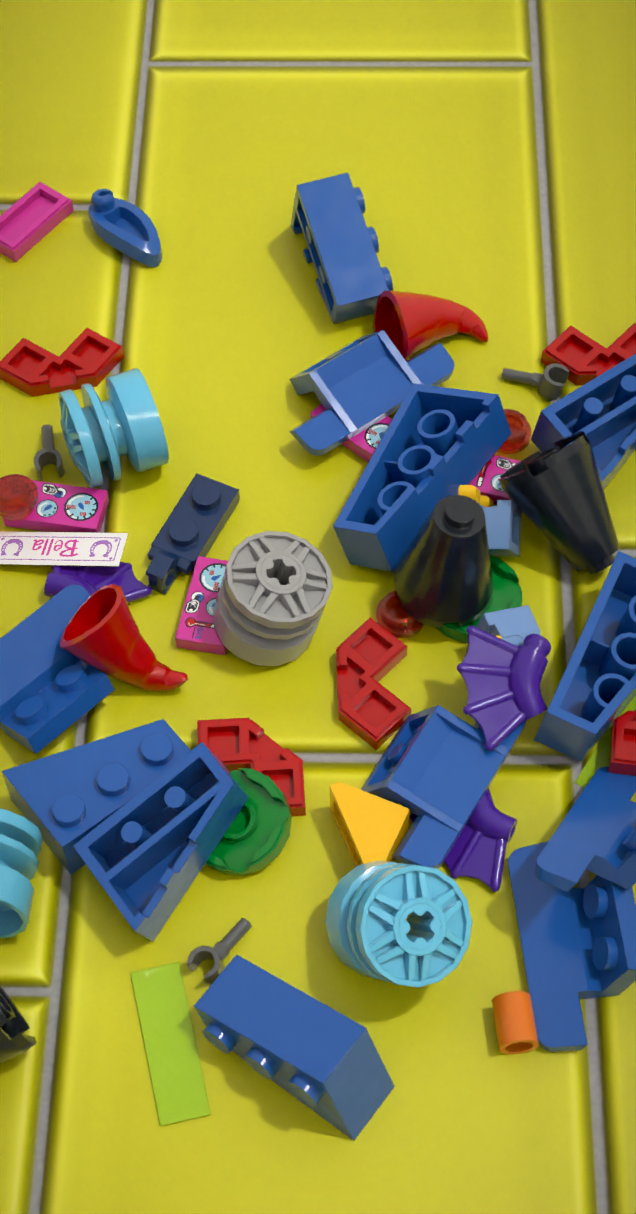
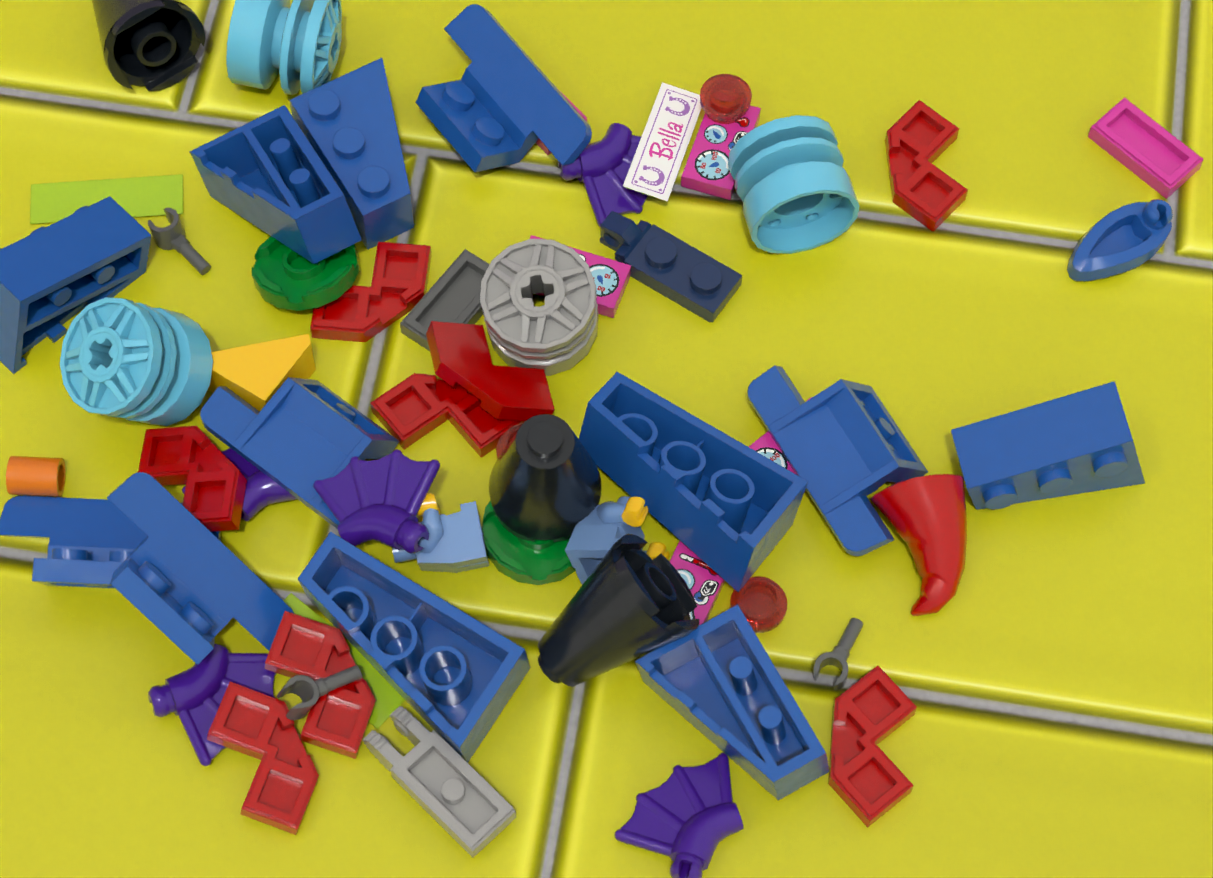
camera: 95 degrees right, 5 degrees up
(111, 642) = (515, 165): red hat -> none
(254, 694) = (451, 299): none -> dark grey tile
(333, 660) = (505, 392): none -> red tile
(495, 848) = (212, 481): none -> red tile

